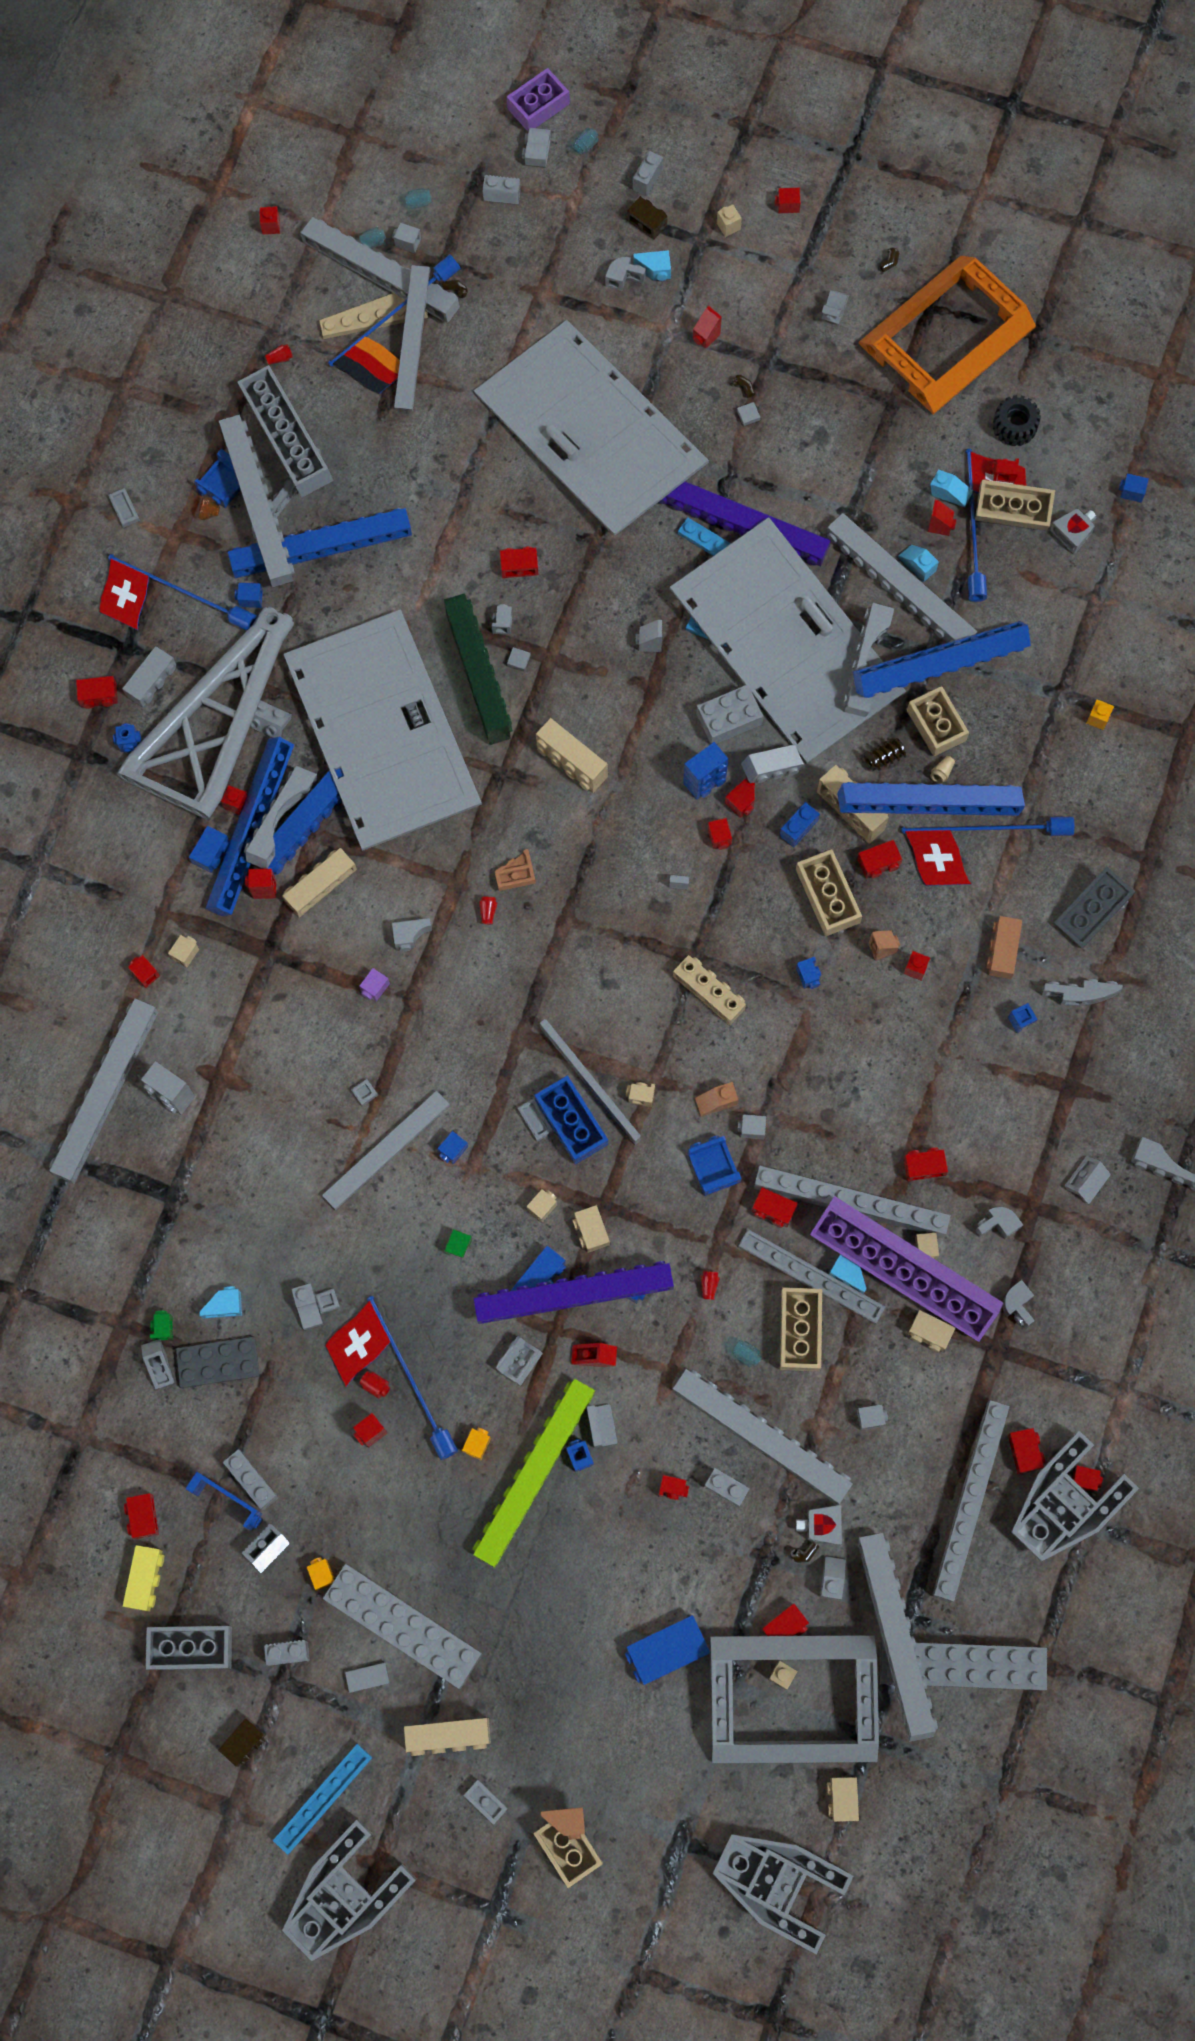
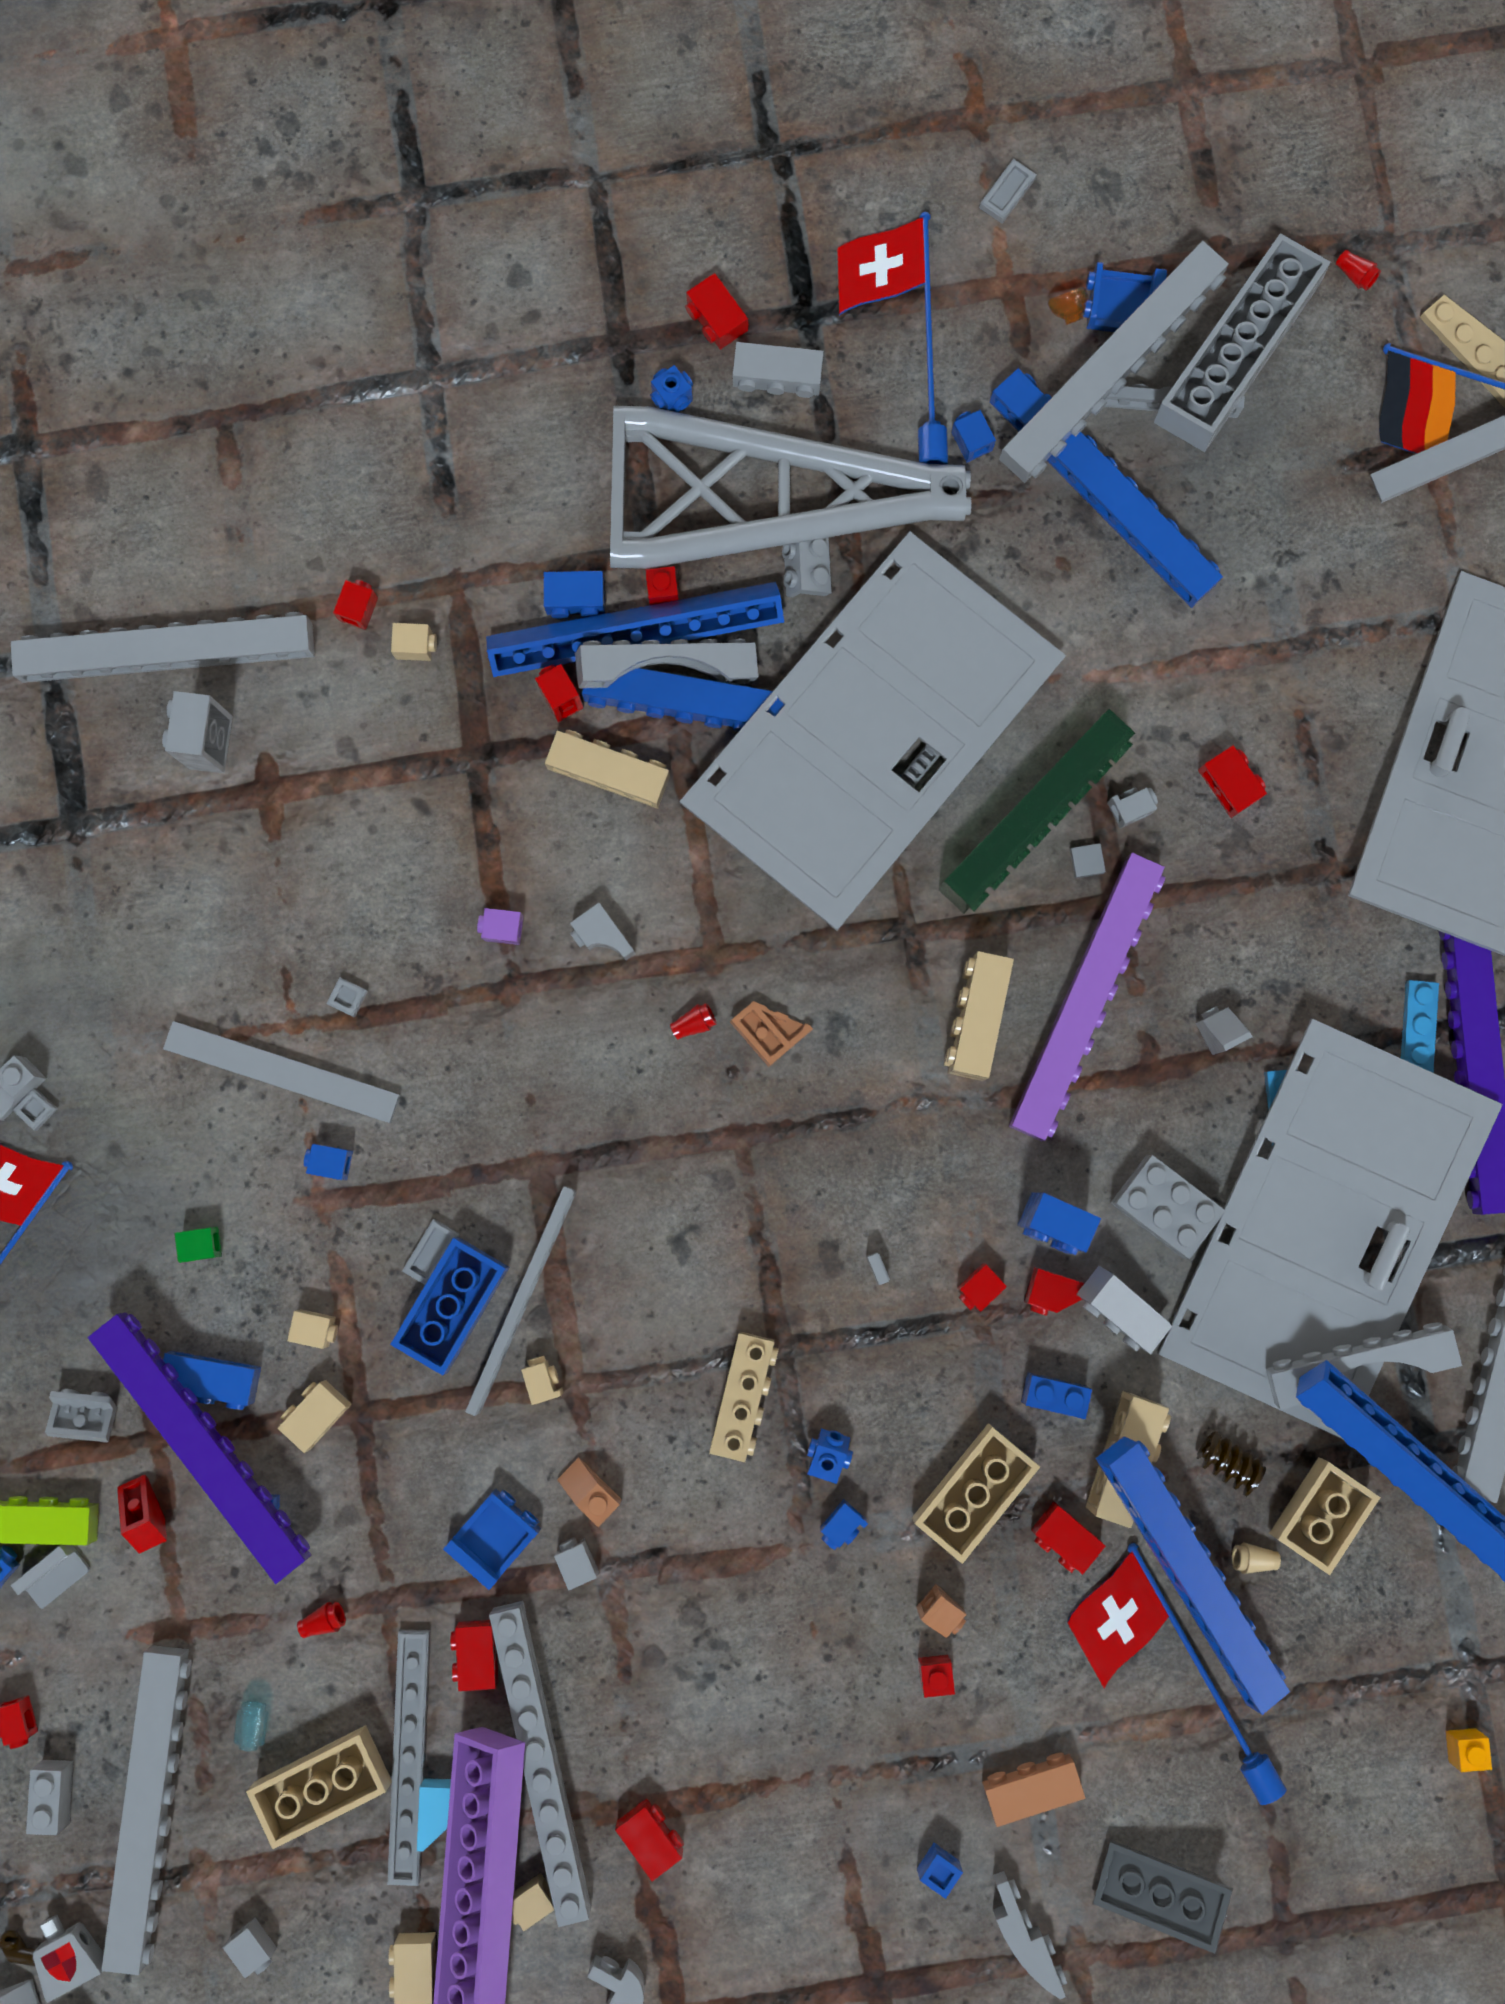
camera: 60 degrees right, 10 degrees up
(593, 697) = (1087, 996): none -> medium lavender brick
(766, 959) = (829, 1455): none -> blue brick

